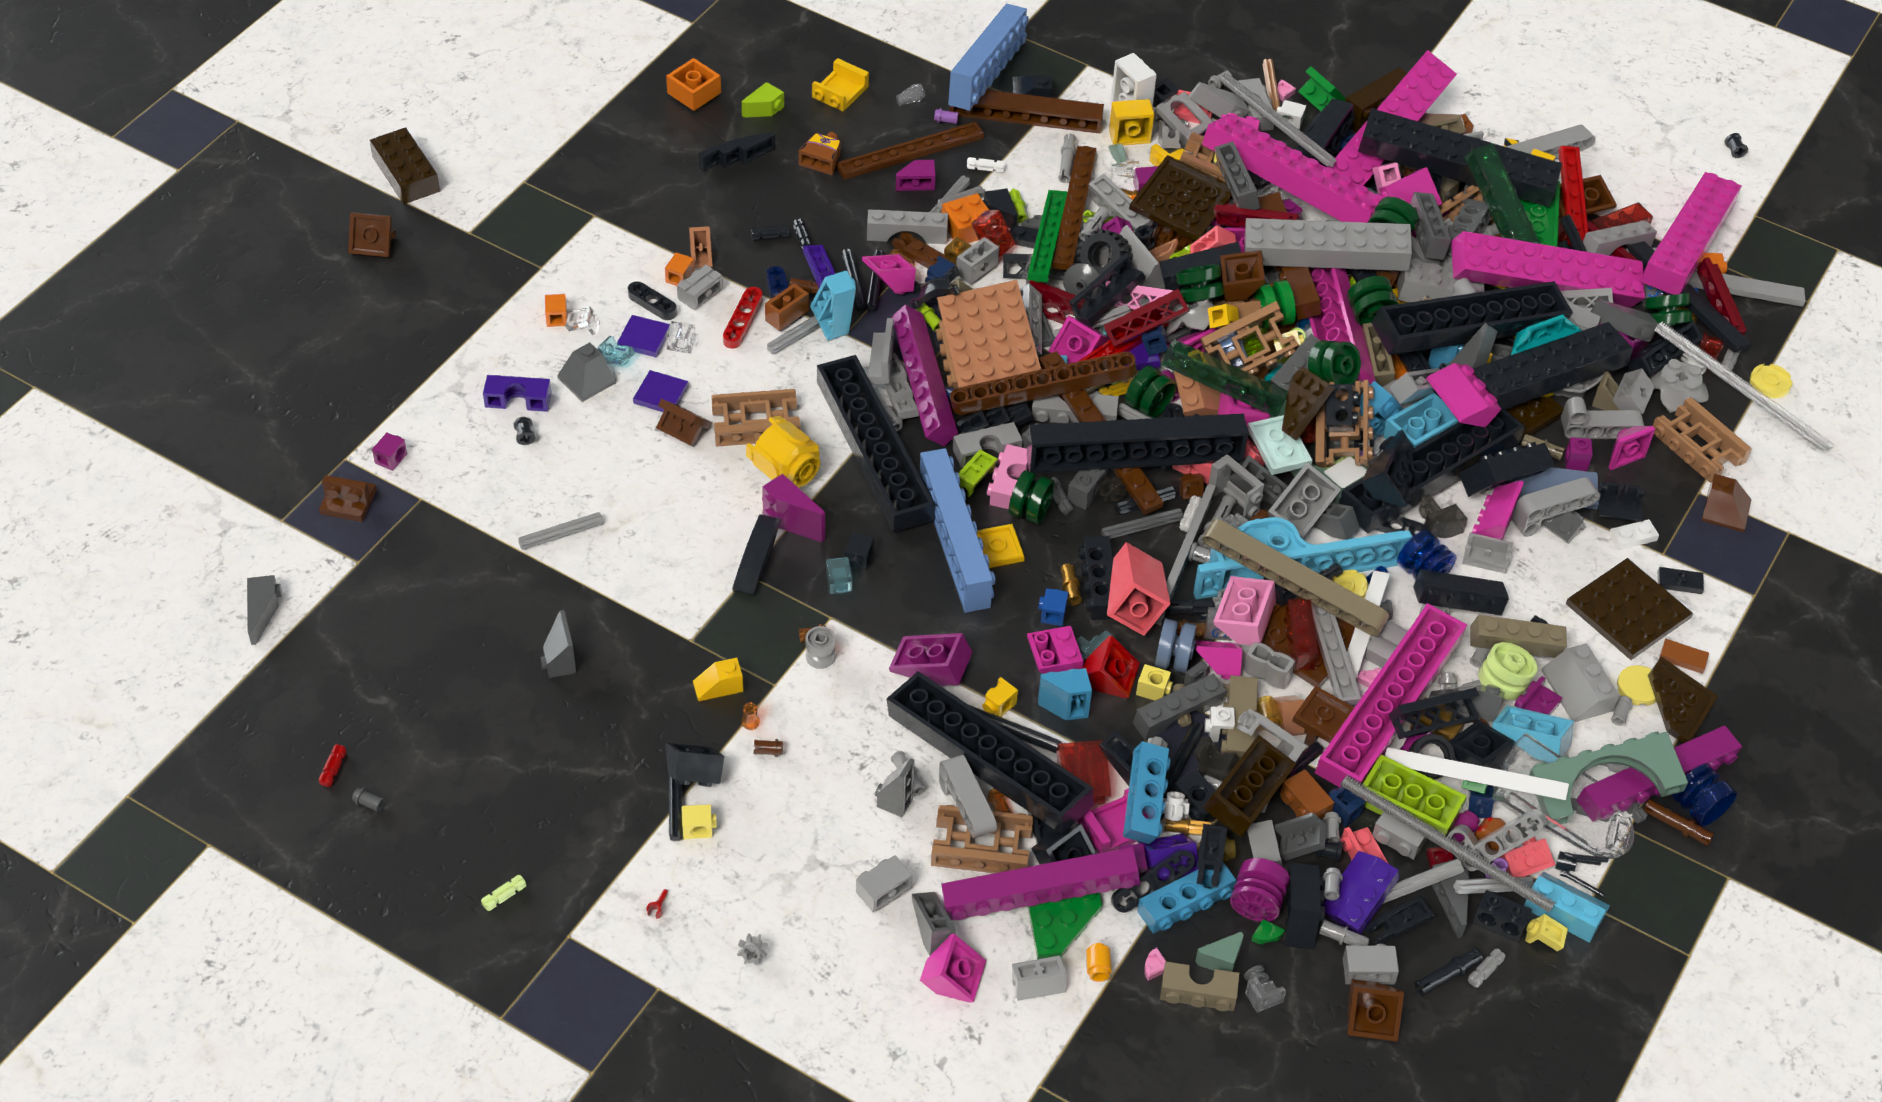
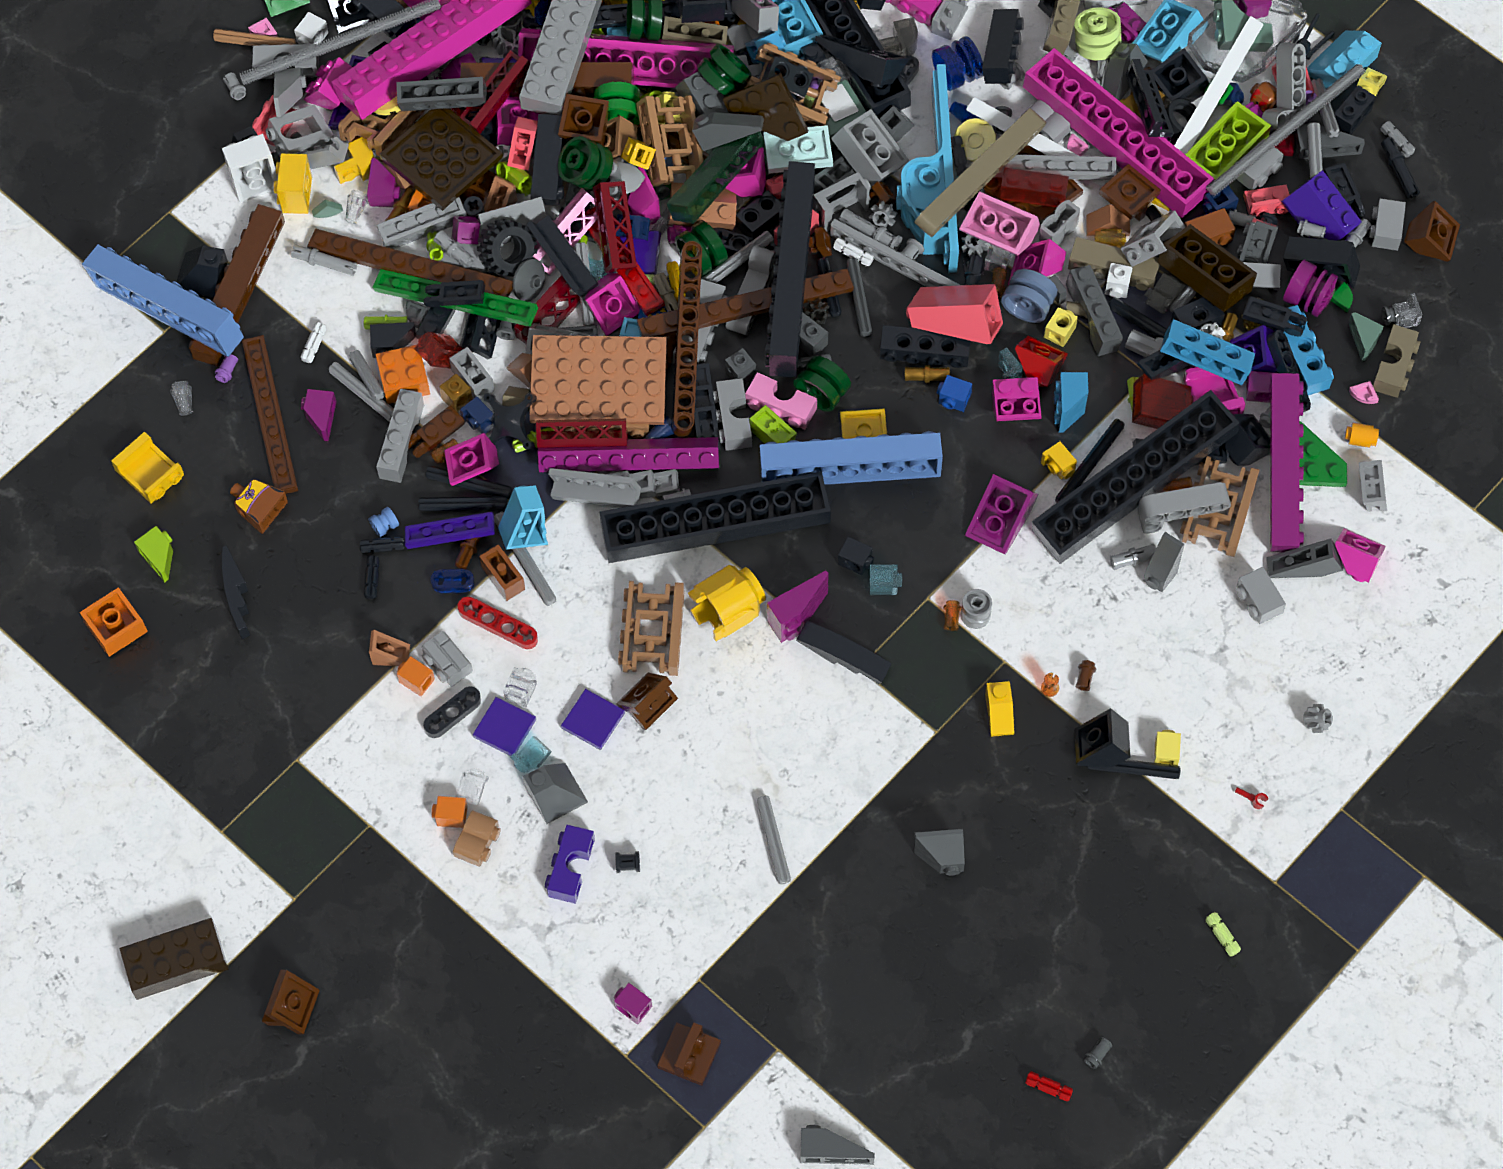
camera: 75 degrees left, 15 degrees up
(533, 329) = (476, 838): none -> medium nougat brick
(820, 228) = (383, 522): none -> medium blue wheel
(931, 332) = (582, 437): none -> dark red fence
(1046, 228) = (455, 293): none -> black hinge
(1271, 371) = (723, 128): none -> dark grey slope

